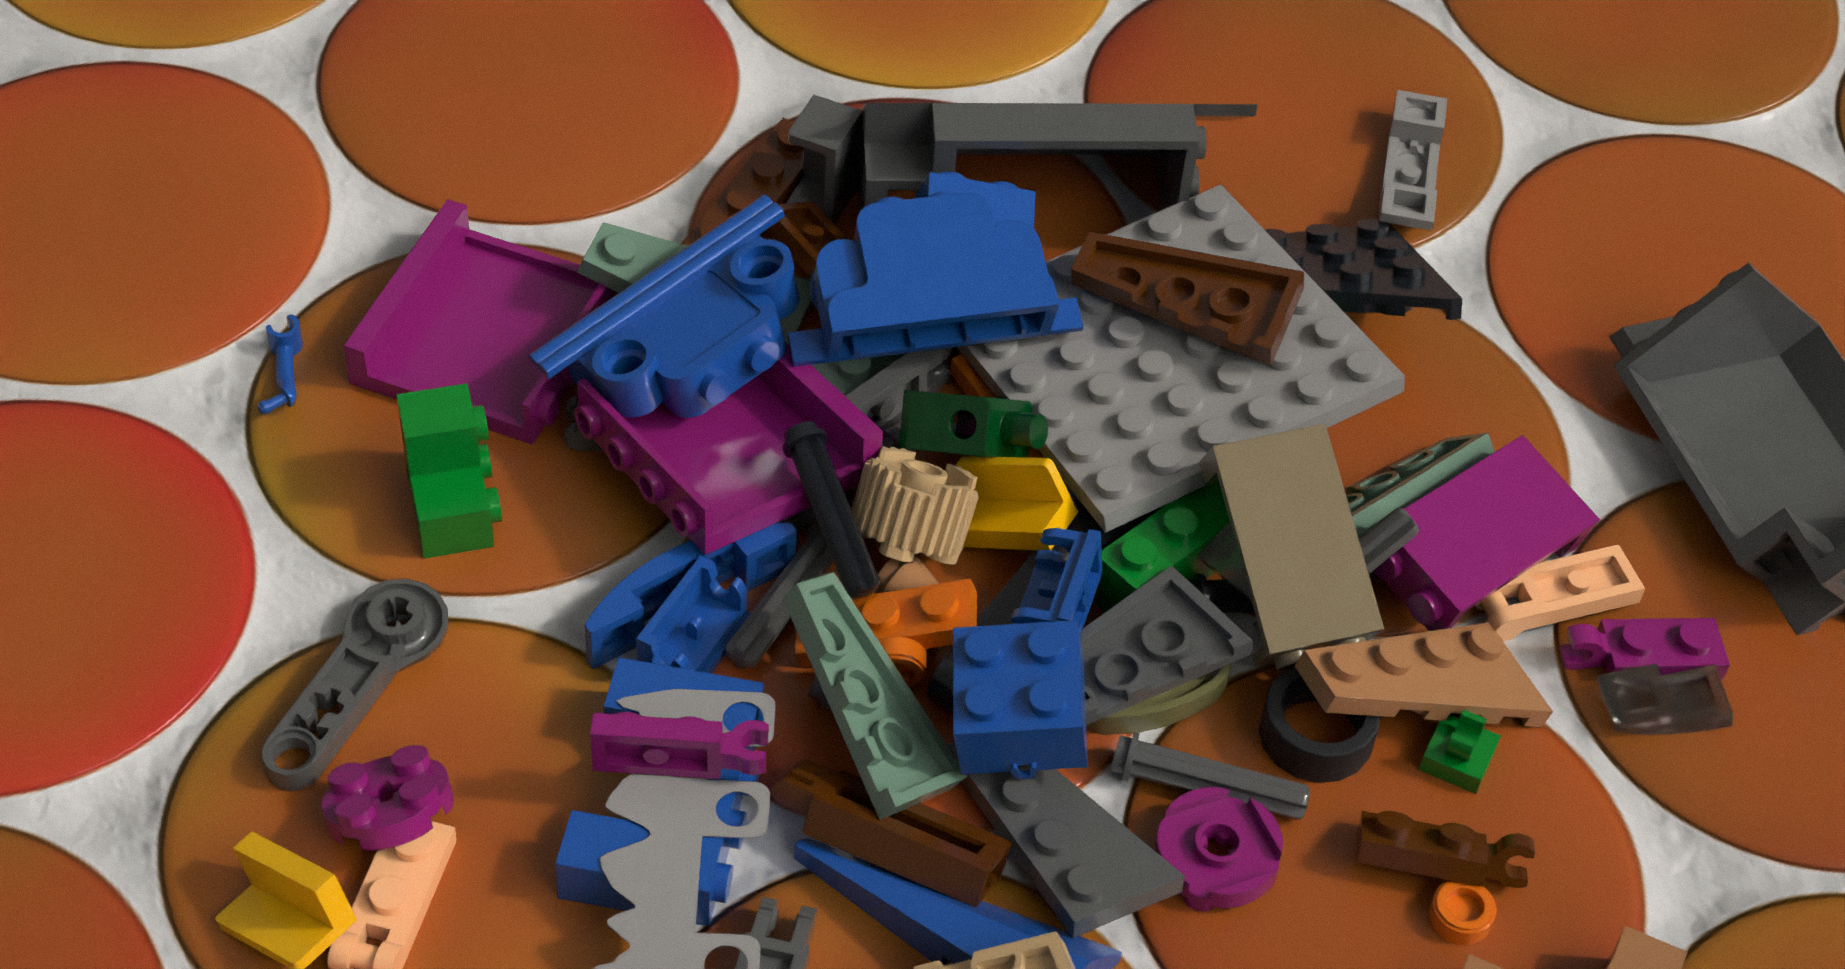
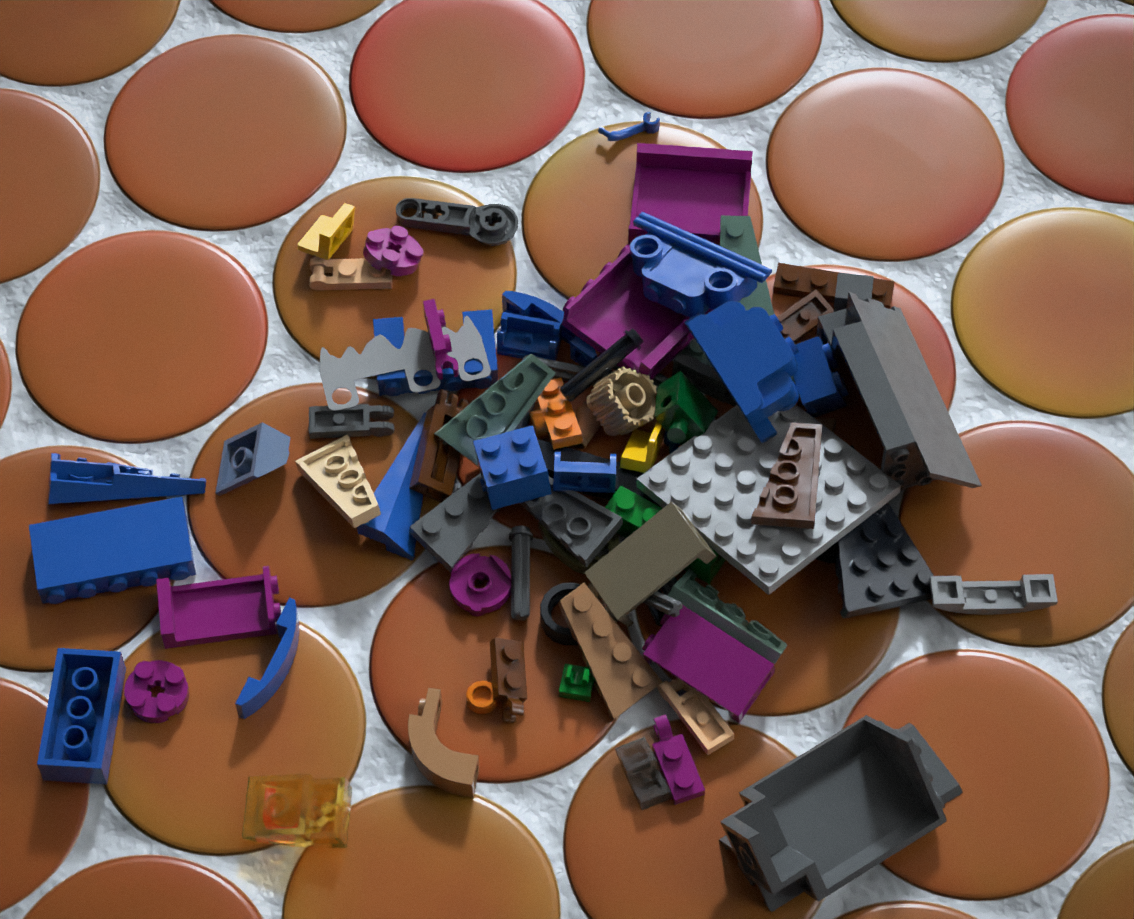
camera: 80 degrees right, 10 degrees up
(448, 470) = (580, 212): green brick -> none

